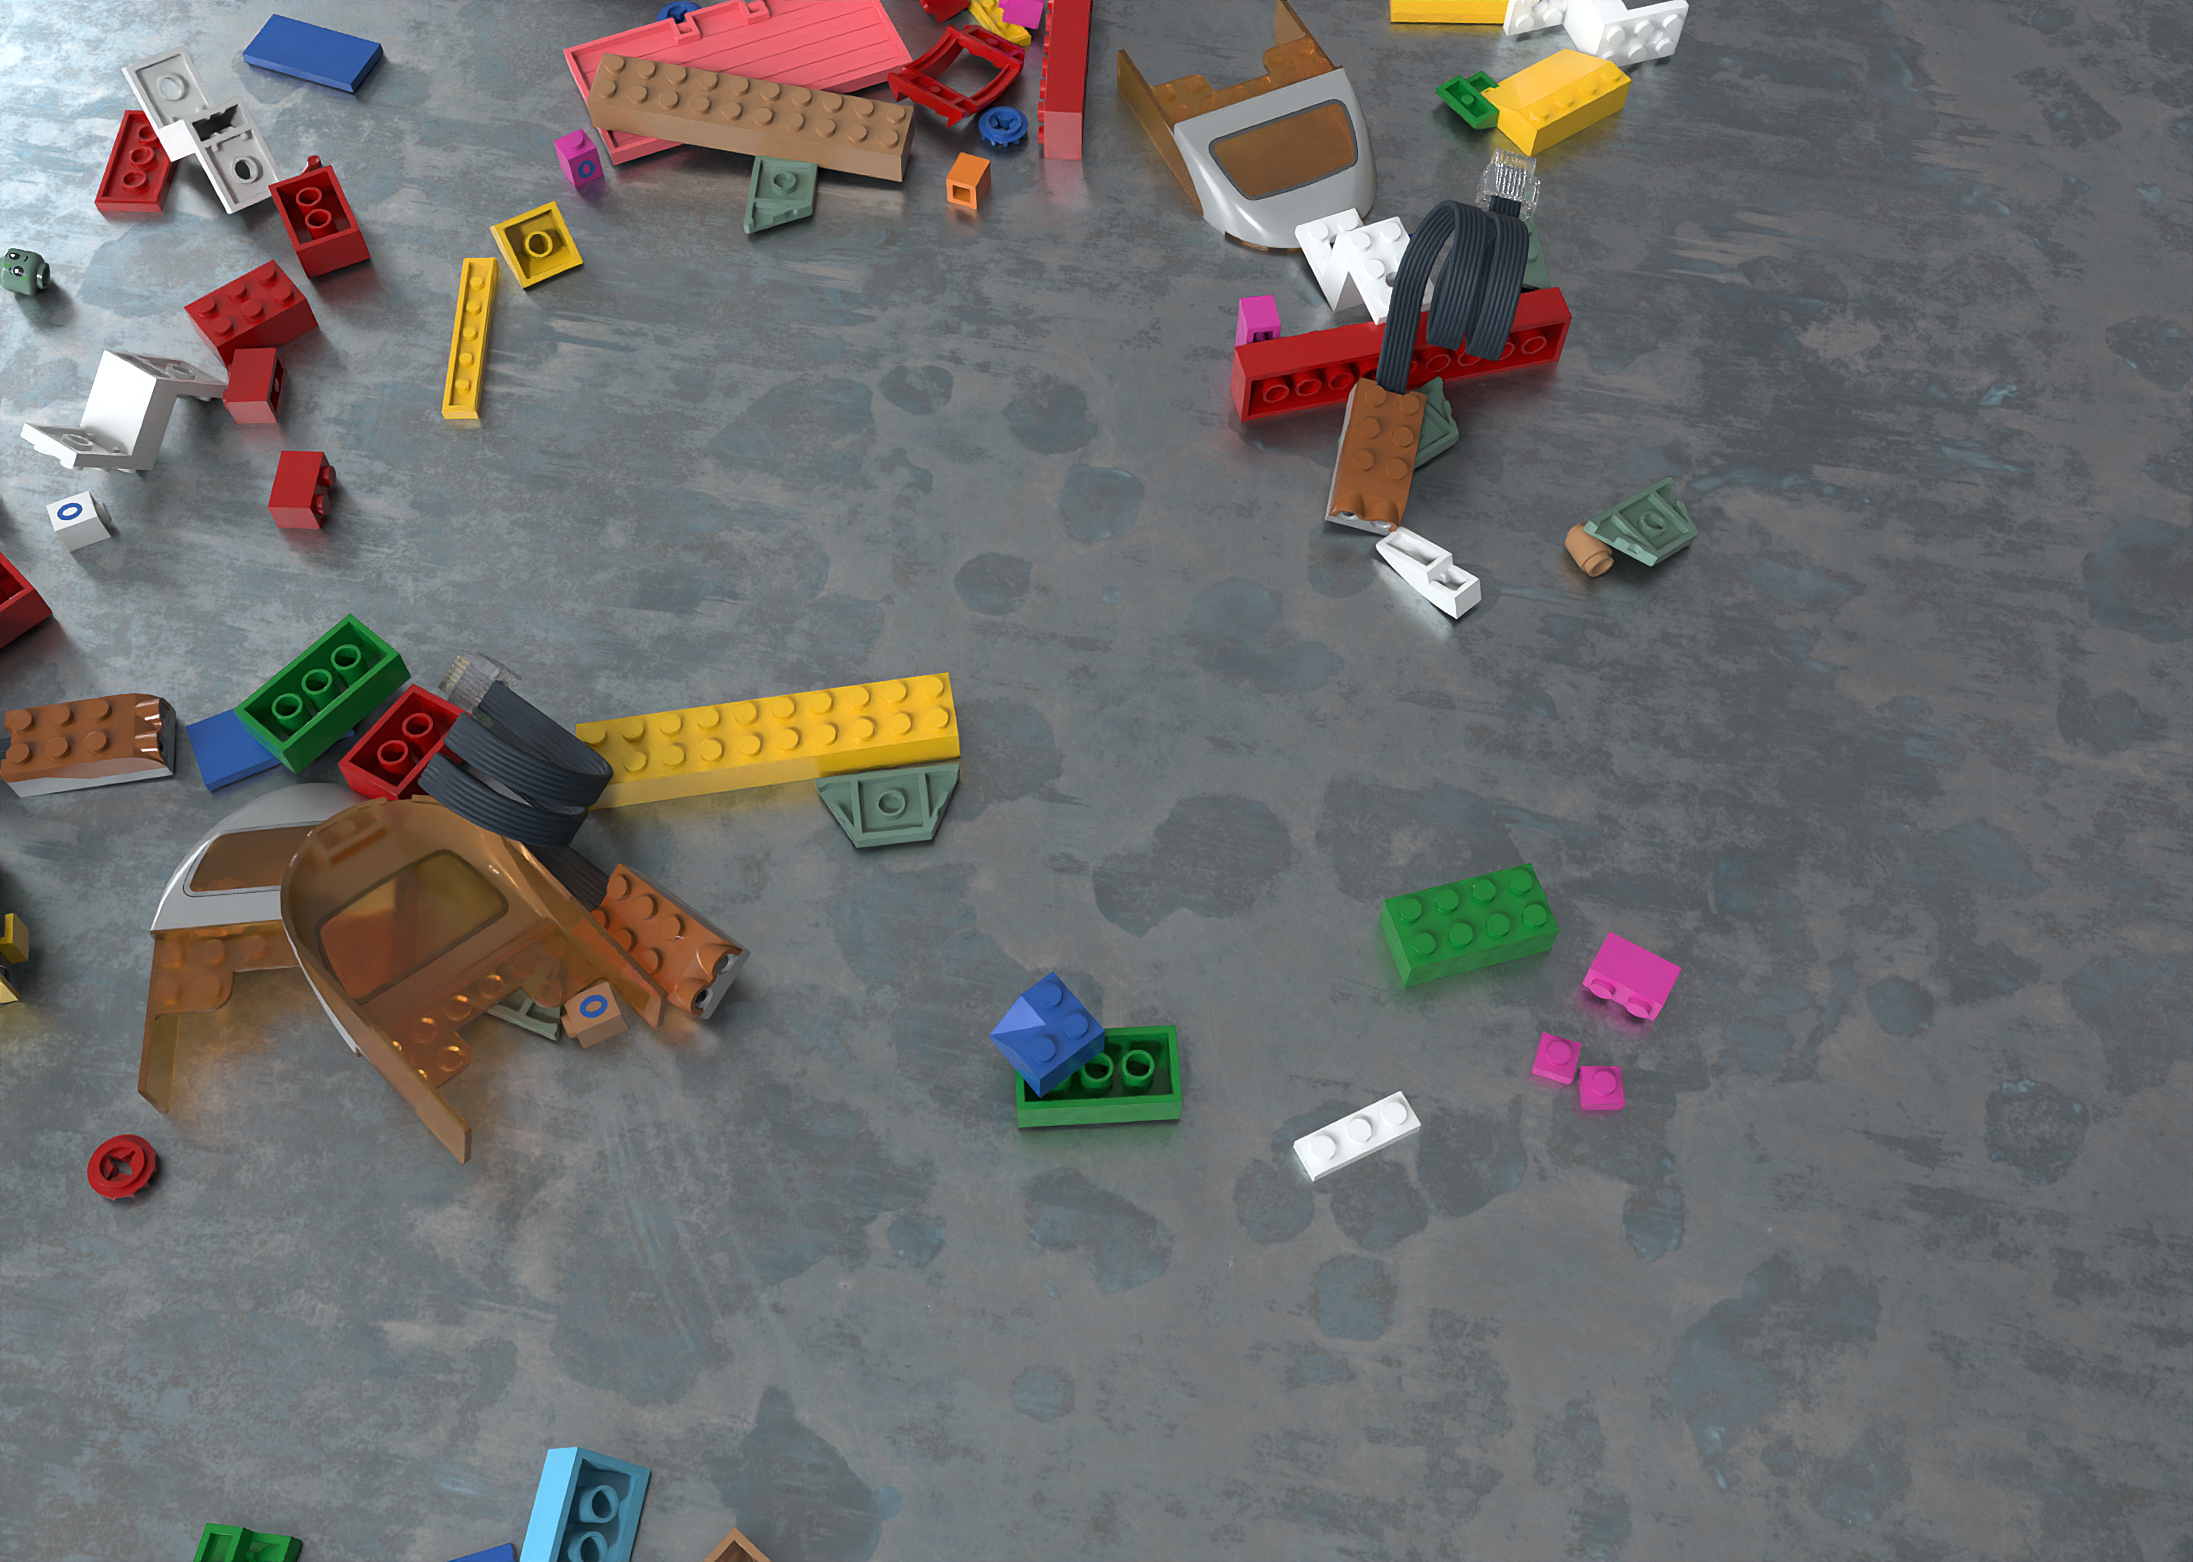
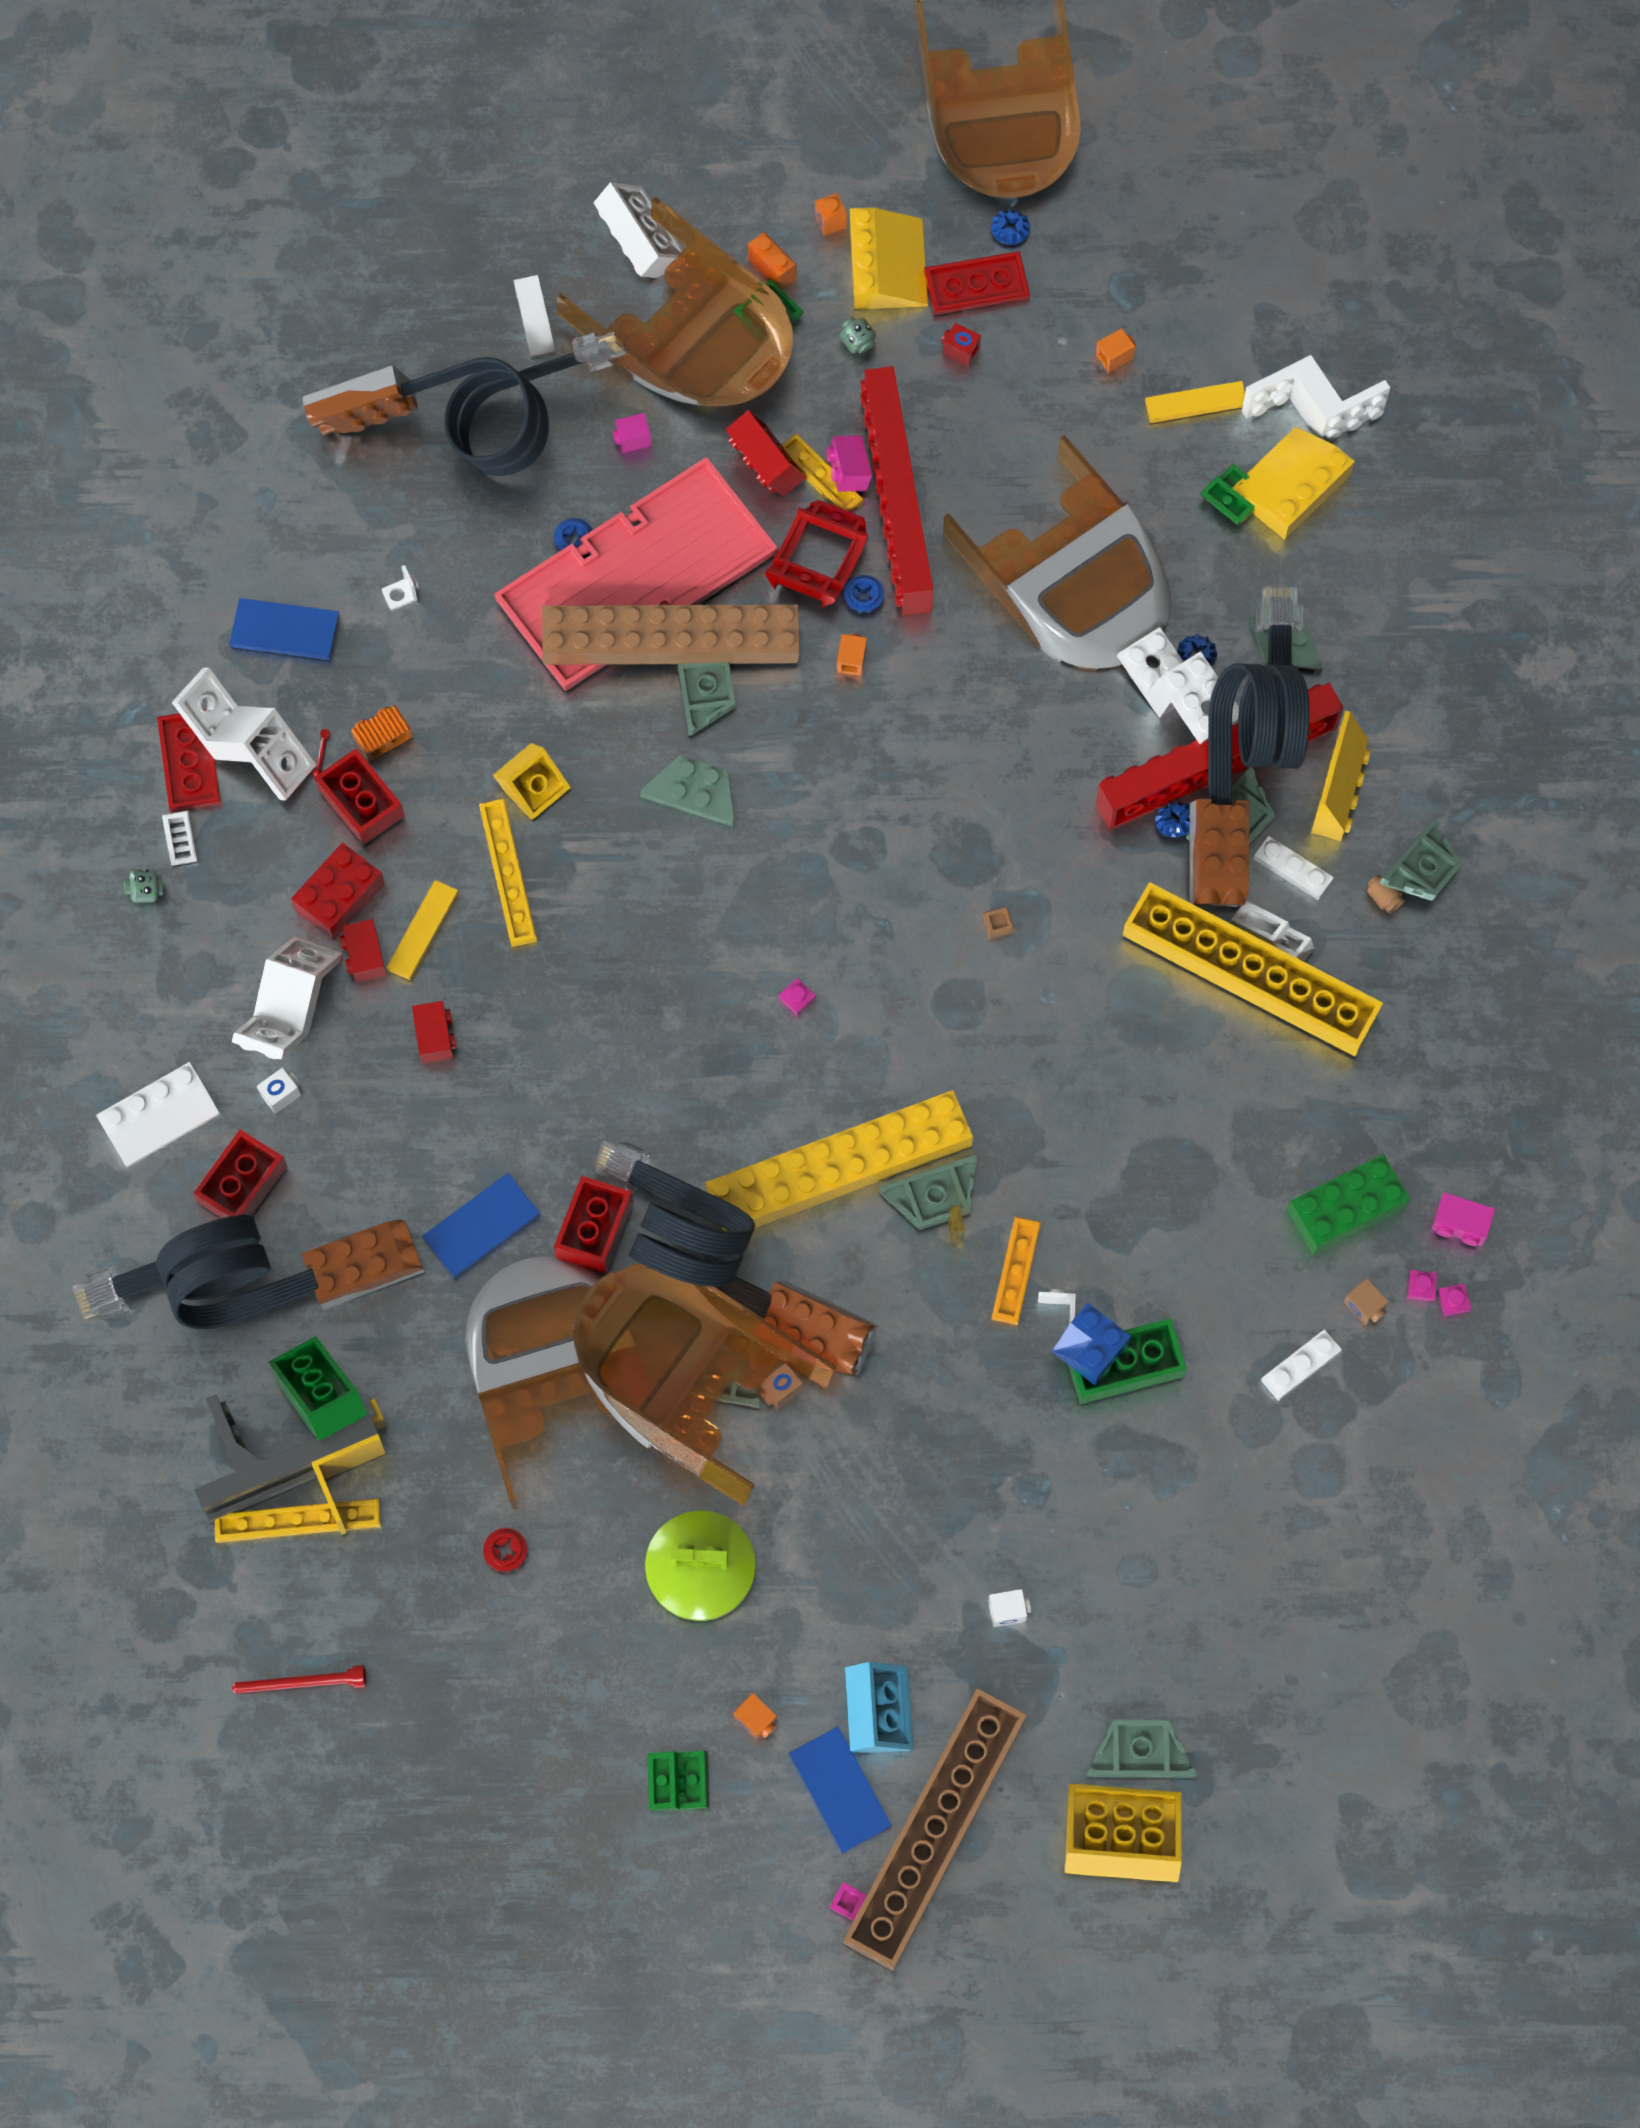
camera: 10 degrees left, 10 degrees up
(83, 223) = (178, 818): none -> white slope
(322, 693) = (519, 1194): green brick -> none
(339, 380) = (422, 930): none -> yellow tile
(377, 166) = (381, 732): none -> orange brick
(388, 1500) = (756, 1717): none -> orange brick
(391, 1248) = (700, 1565): none -> lime bracket
(470, 36) = (407, 585): none -> white bracket
(578, 158) = (539, 694): dark pink brick -> none
(729, 288) = (693, 789): none -> sand green wing
(783, 535) = (797, 996): none -> dark pink plate
(828, 1408) = (1009, 1607): none -> white brick
(903, 845) = (956, 1226): none -> clear yellow tile
(975, 927) = (1016, 1270): none -> light orange tile
(1019, 969) = (1059, 1296): none -> white bracket
(1069, 497) = (998, 922): none -> medium nougat tile
(1257, 320) = (1109, 756): dark pink brick -> none
(1317, 421) = (1169, 826): none -> blue gear
(1395, 605) = (1252, 969): none -> yellow brick
(1470, 1064) = (1366, 1302): none -> medium nougat brick
(1471, 502) = (1293, 868): none -> white plate
(1553, 403) = (1342, 780): none -> yellow slope

